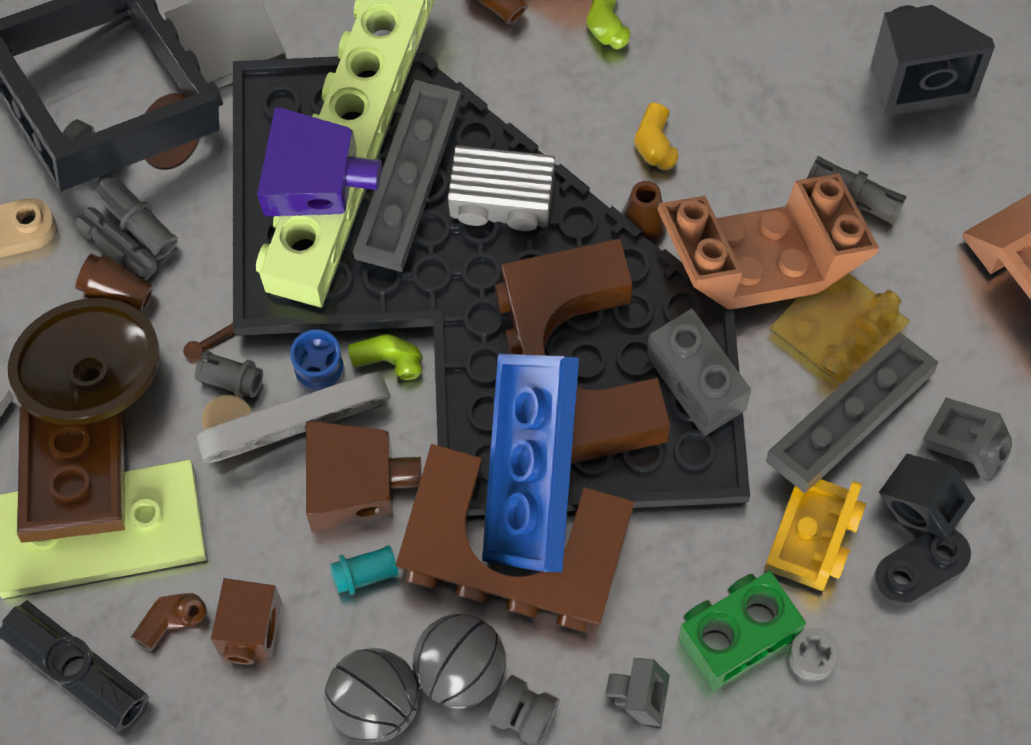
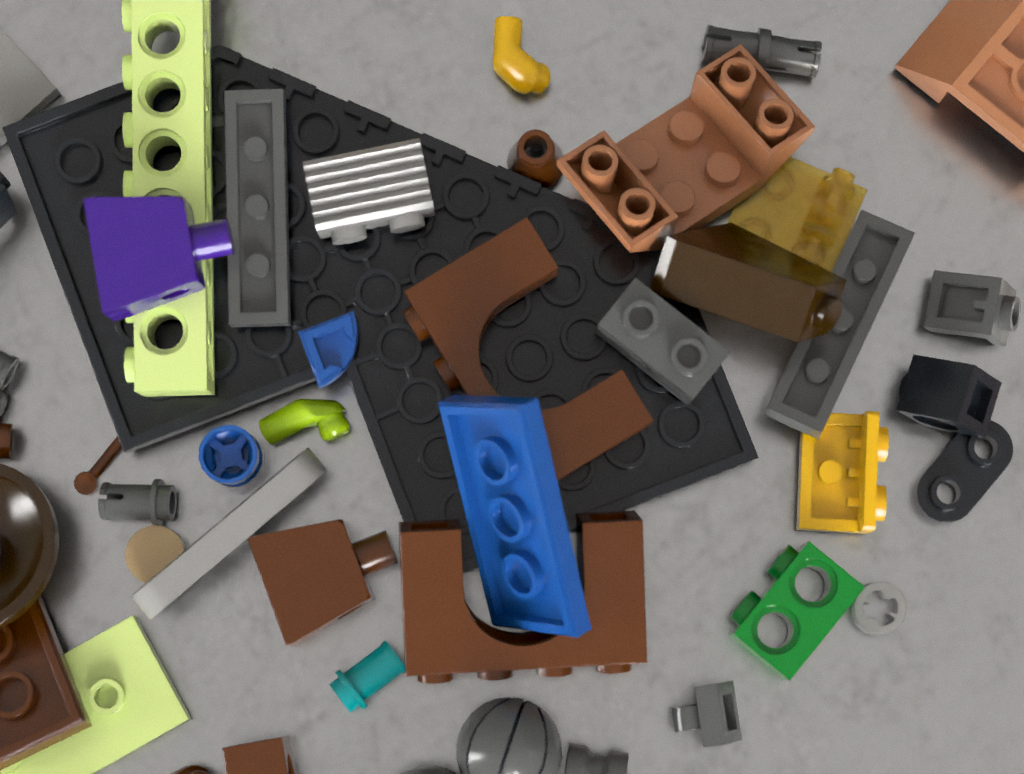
camera: 15 degrees left, 15 degrees up
(428, 298) = (330, 347): none -> blue tile
(785, 346) = (749, 281): none -> dark brown slope

